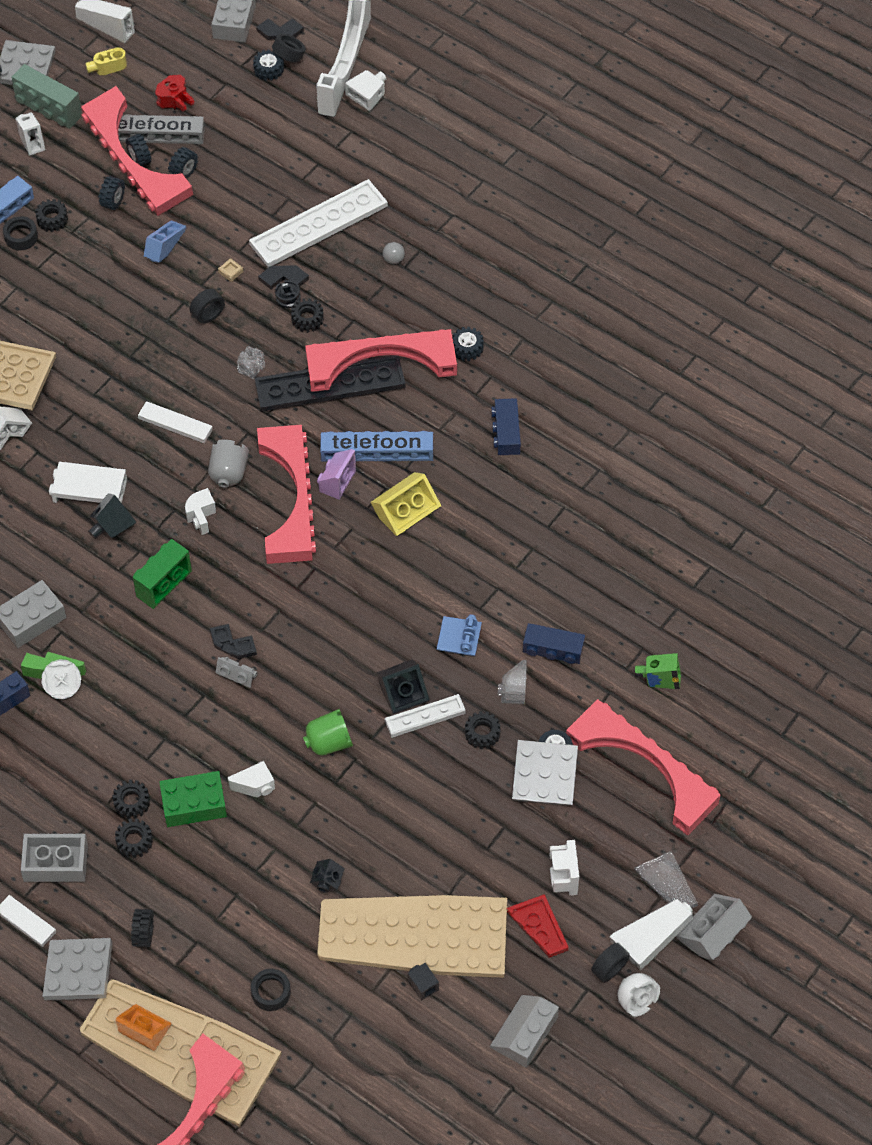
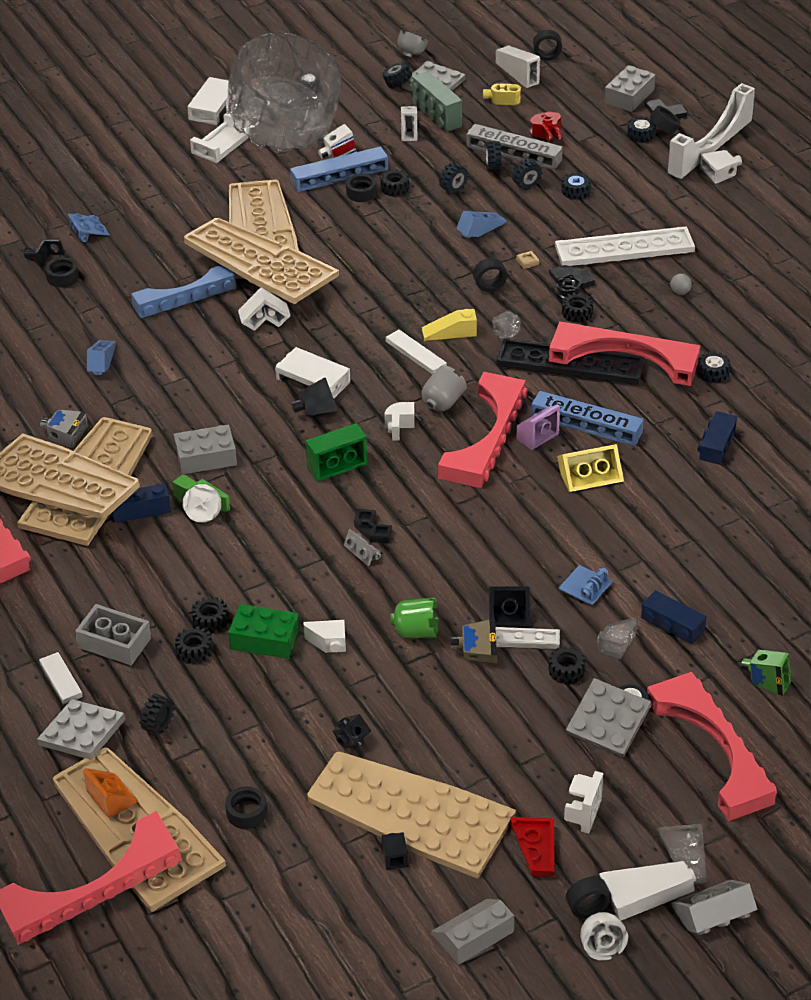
camera: 25 degrees right, 15 degrees down
(158, 189) = (494, 185): coral arch -> none
(197, 379) = (454, 325): none -> light yellow slope
(236, 160) = (576, 186): none -> black wheel
(395, 737) = (478, 641): none -> dark tan torso

